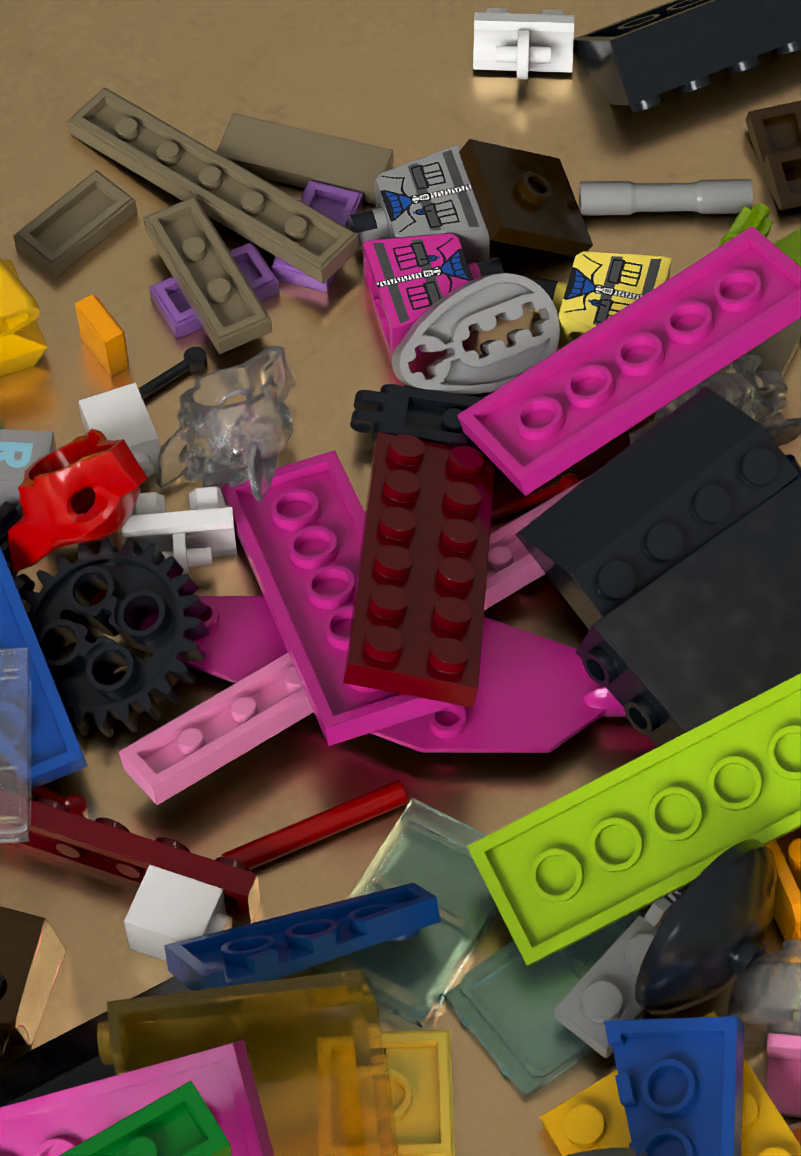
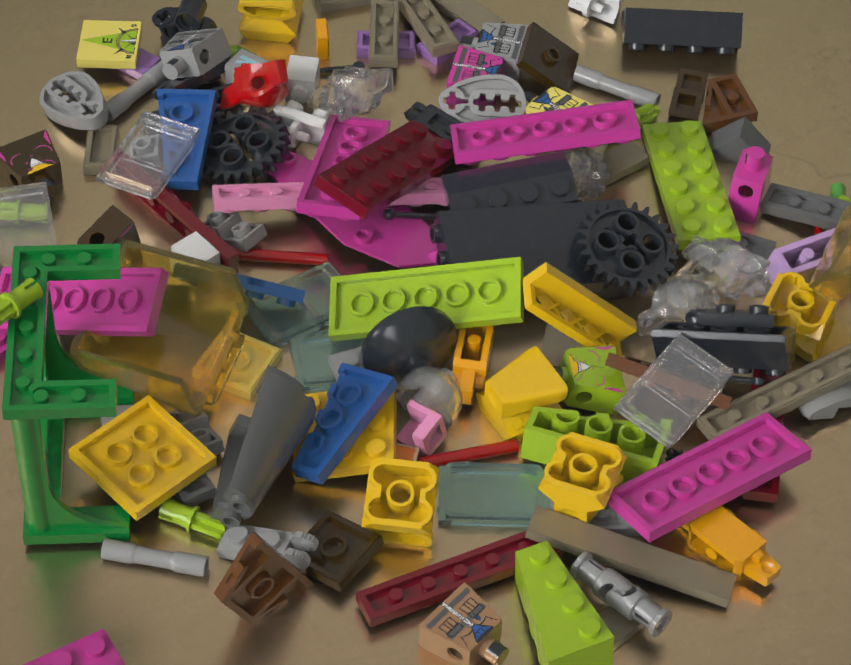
camera: 25 degrees right, 10 degrees down
(206, 820) = (235, 231): none -> light grey slope
(545, 607) = (390, 214): none -> black hinge

